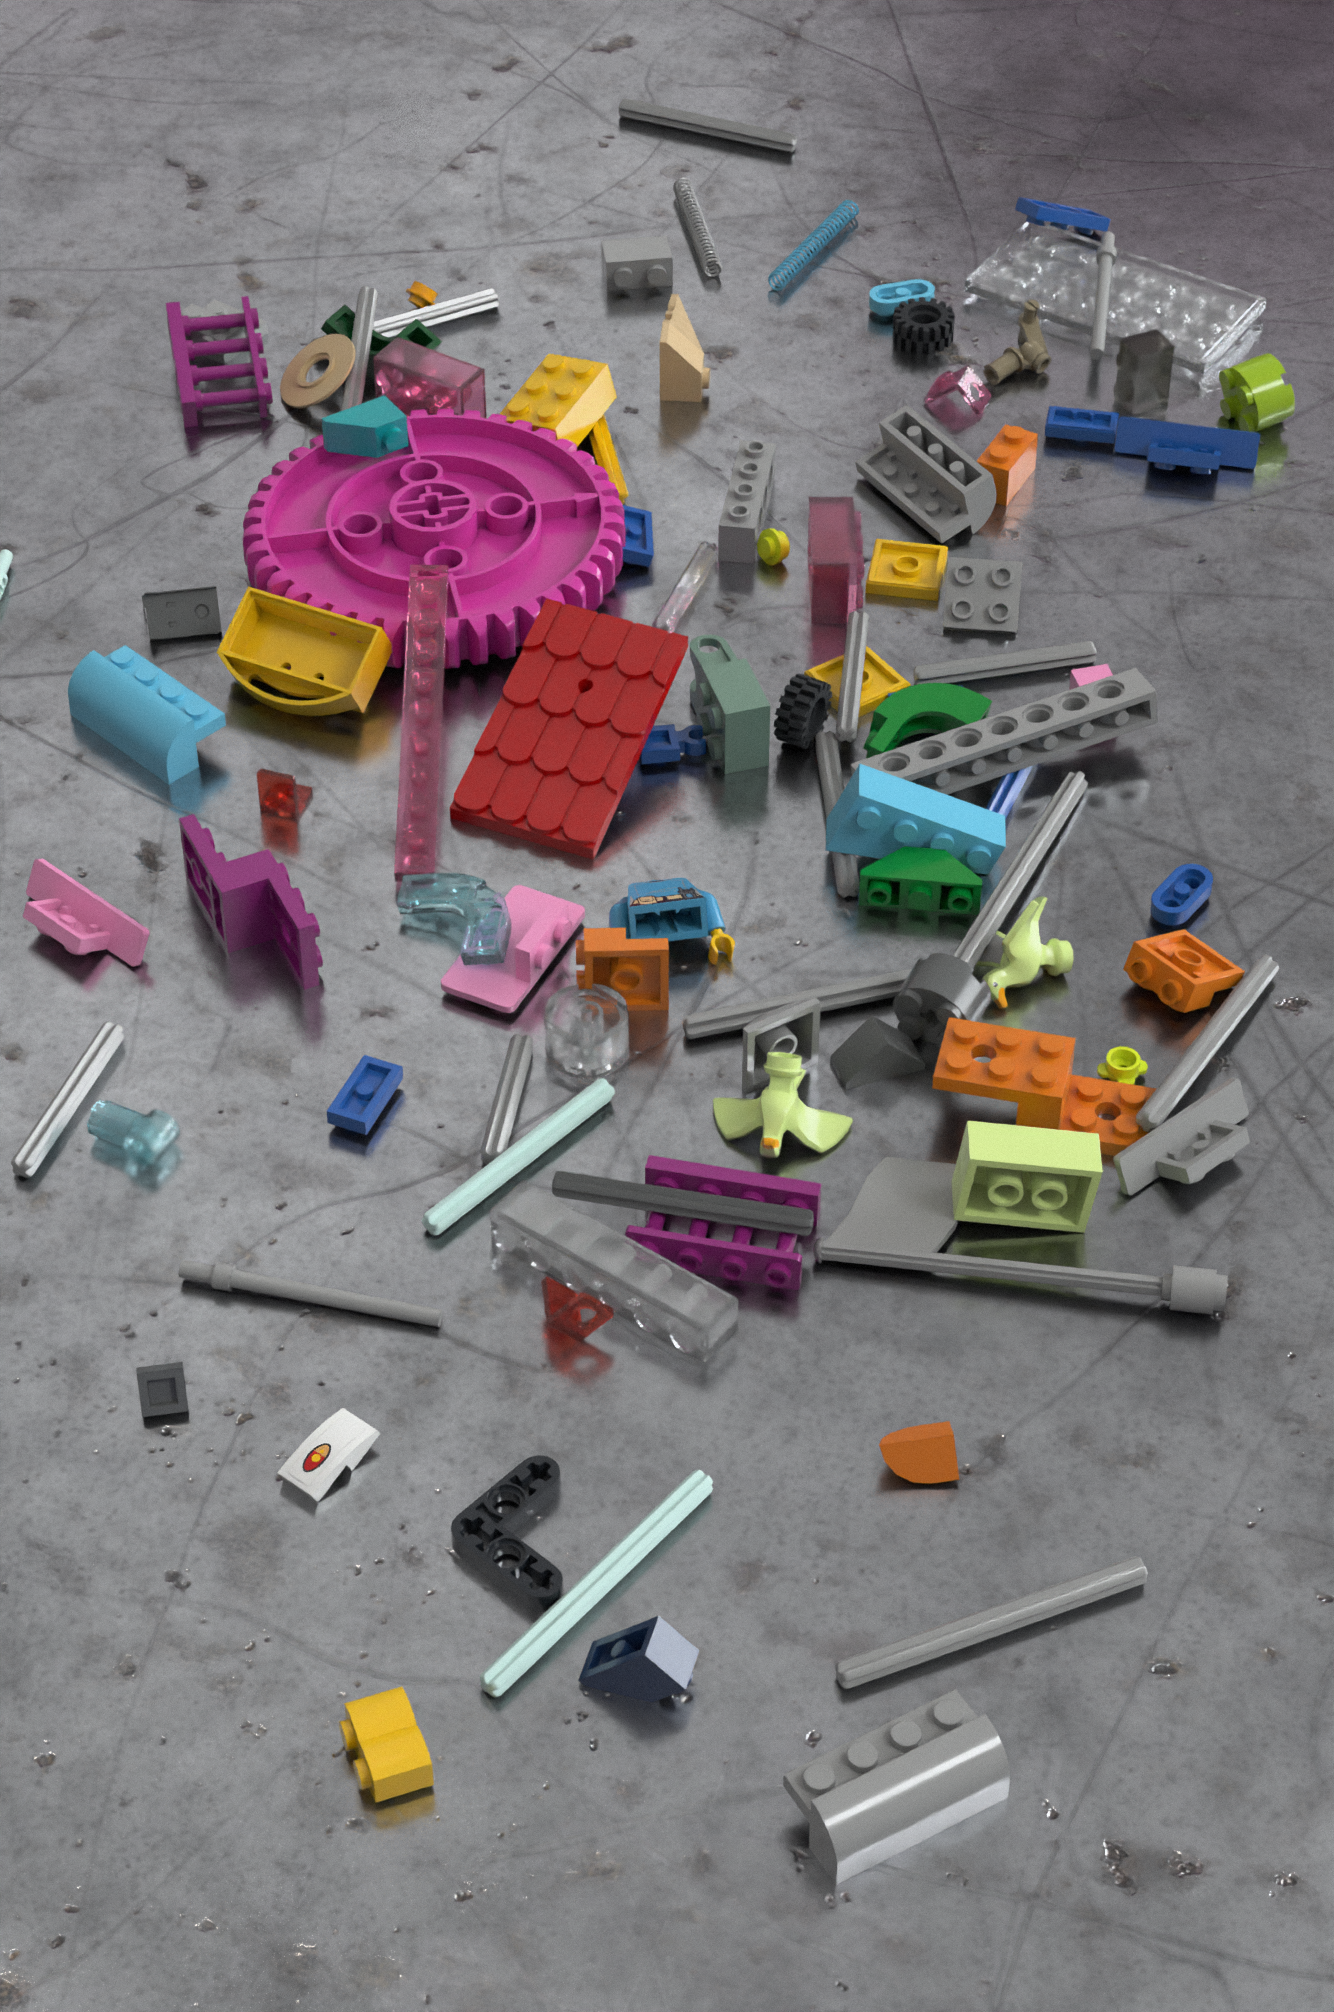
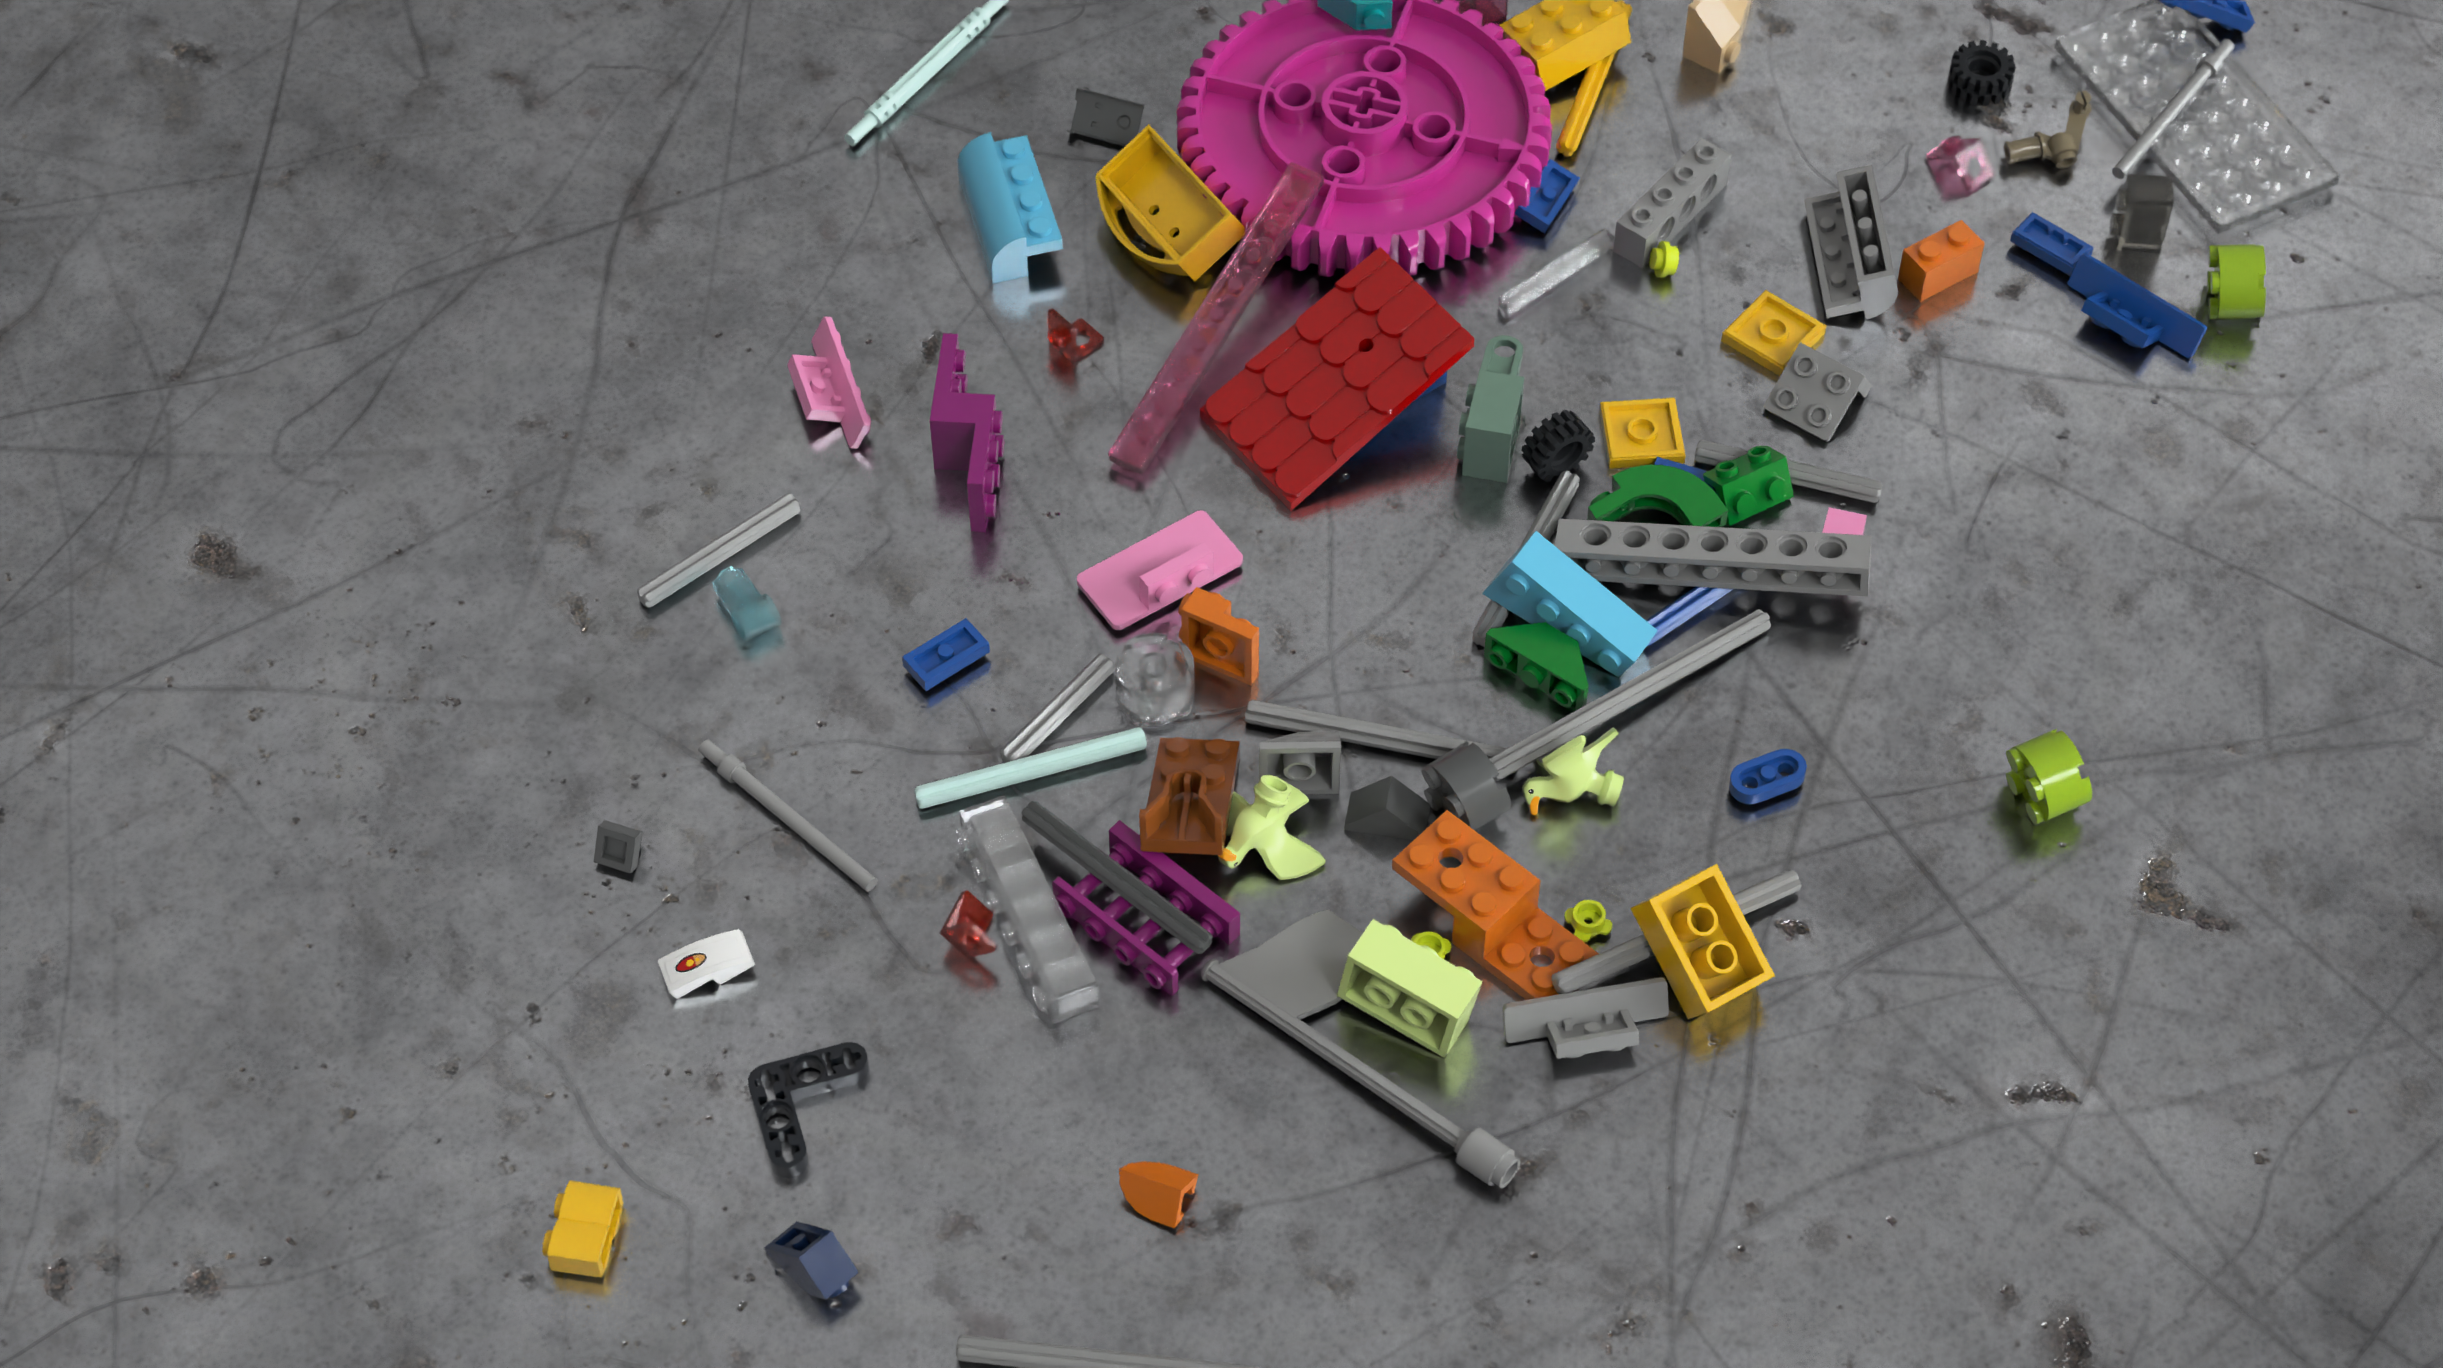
camera: 30 degrees right, 10 degrees up
(468, 897) = (1150, 514): clear light blue plate -> none
(595, 1584) = (832, 1173): light aqua axle -> none
(666, 743) = (1424, 422): blue plate -> none
(674, 912) = (1299, 595): dark azure torso -> none
(699, 1110) = (1190, 796): none -> dark orange plate
(834, 559) = (1697, 300): clear pink brick -> none
(852, 676) = (1632, 427): light grey axle -> none
(887, 297) = (1976, 27): medium azure plate -> none
(991, 673) = (1751, 482): none -> green bracket
(1180, 970) = (1707, 838): orange plate -> none
(1248, 1031) = (1702, 942): none -> yellow brick

